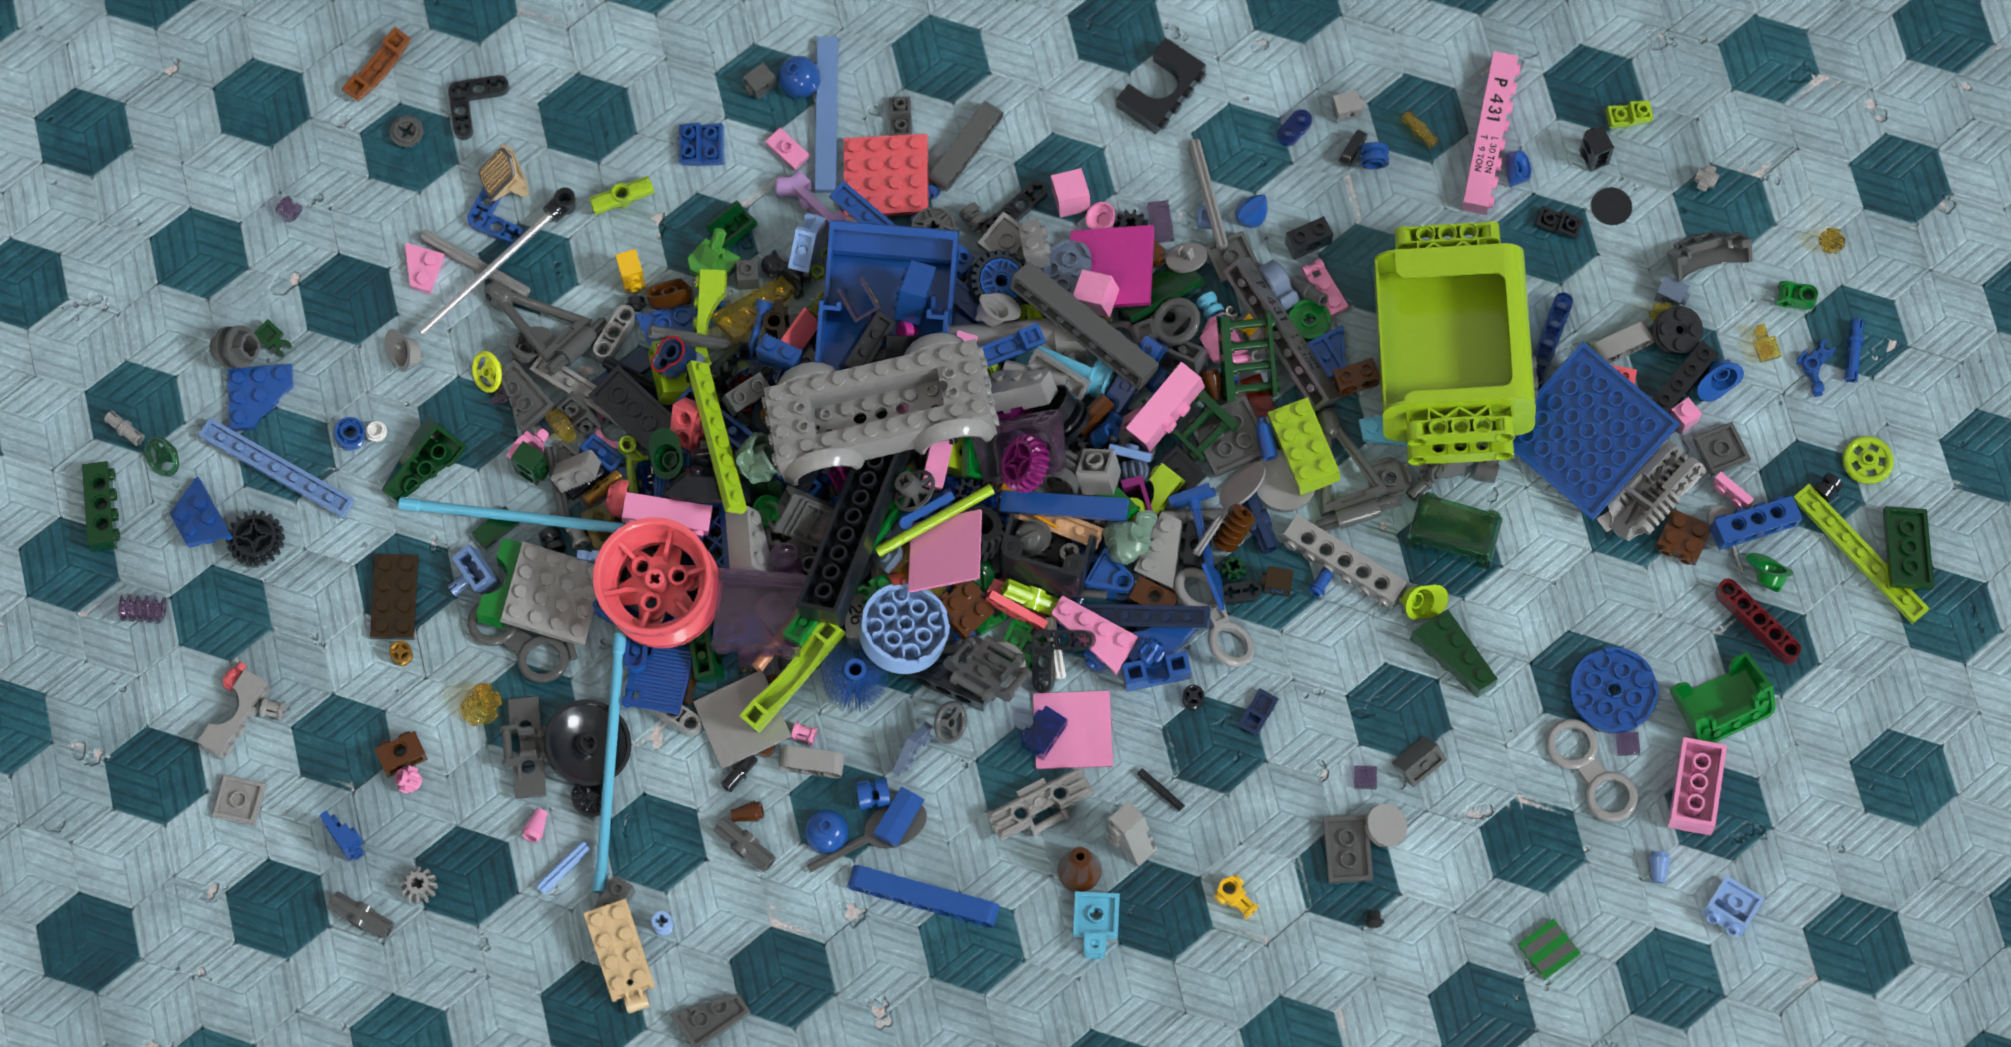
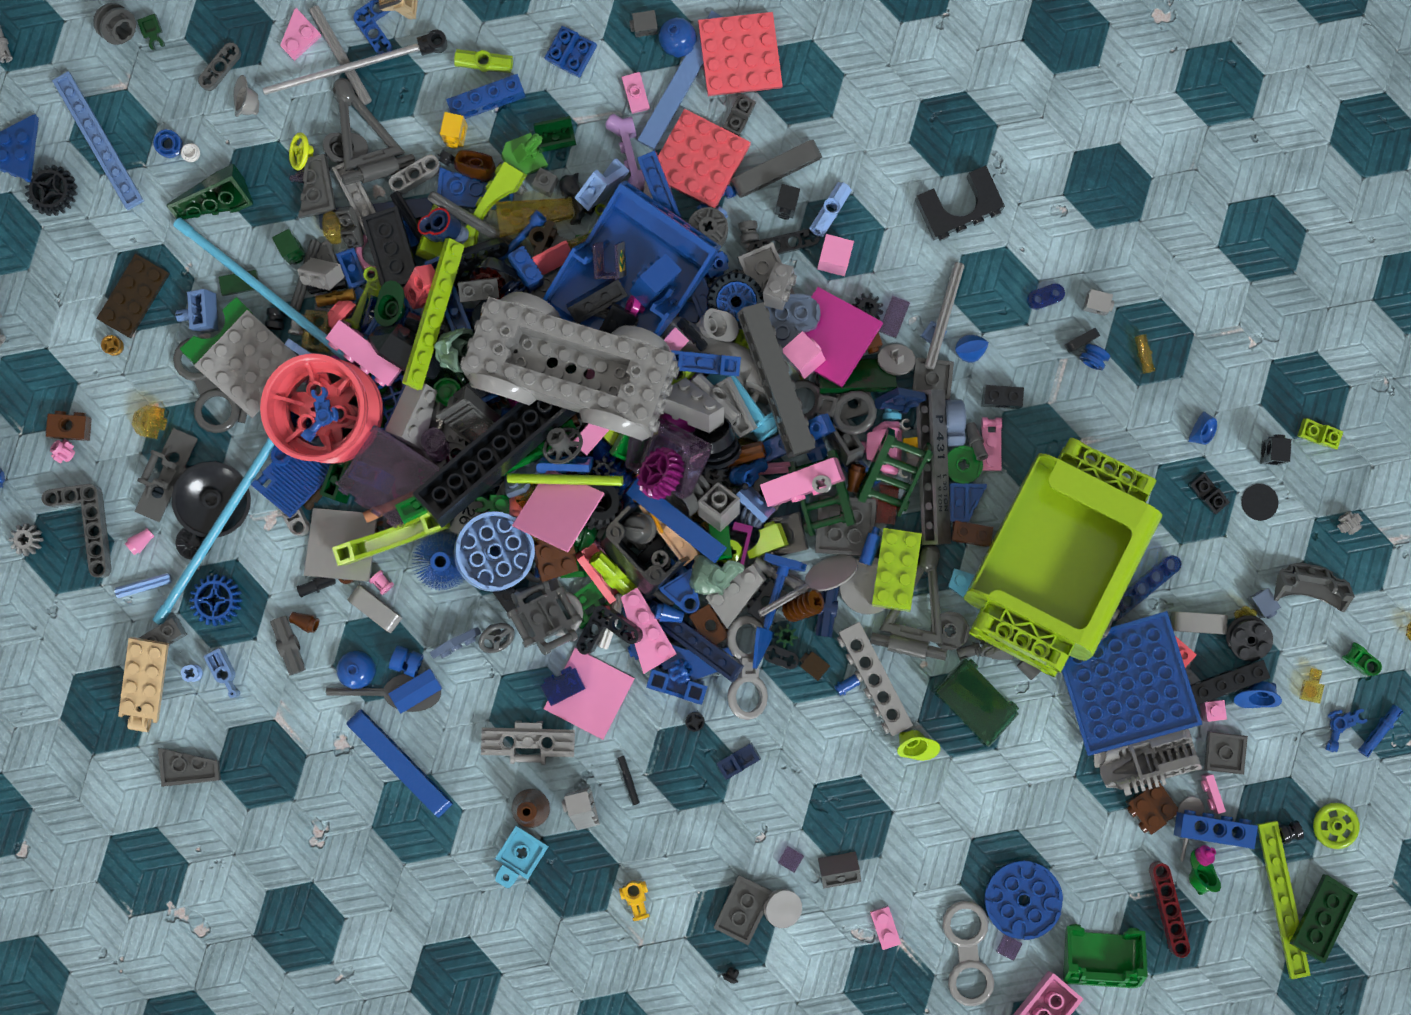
camera: 30 degrees right, 15 degrees up
(164, 454) = (18, 82): clear green piece -> none
(255, 393) = (116, 69): blue plate -> none
(355, 328) = (211, 67): none -> dark grey beam
(476, 833) = (89, 522): none -> dark grey beam
(536, 441) = (298, 228): bright pink piece -> none
(638, 843) = (216, 581): none -> blue gear
(646, 224) = (487, 97): none -> blue brick
(669, 574) = (324, 415): none -> blue piece
(683, 899) = (218, 662): none -> medium blue piece
(868, 61) = (740, 54): none -> coral plate
(977, 329) = (692, 334): none -> black axle
(995, 168) = (787, 201): none -> black brick
(1040, 163) = (836, 201): none -> light blue piece
(1100, 216) = (848, 288): bright pink piece -> none
(1107, 602) = (666, 613): none -> blue cone
(1180, 385) = (815, 485): none -> light grey bush
(1213, 279) = (900, 400): none -> dark blue plate
(1455, 652) = (916, 794): dark green wedge -> none
(1490, 132) = (1199, 388): bright pink brick -> none
(1497, 791) = (885, 927): none -> bright pink plate
(1761, 552) = (1205, 855): none -> dark pink tile

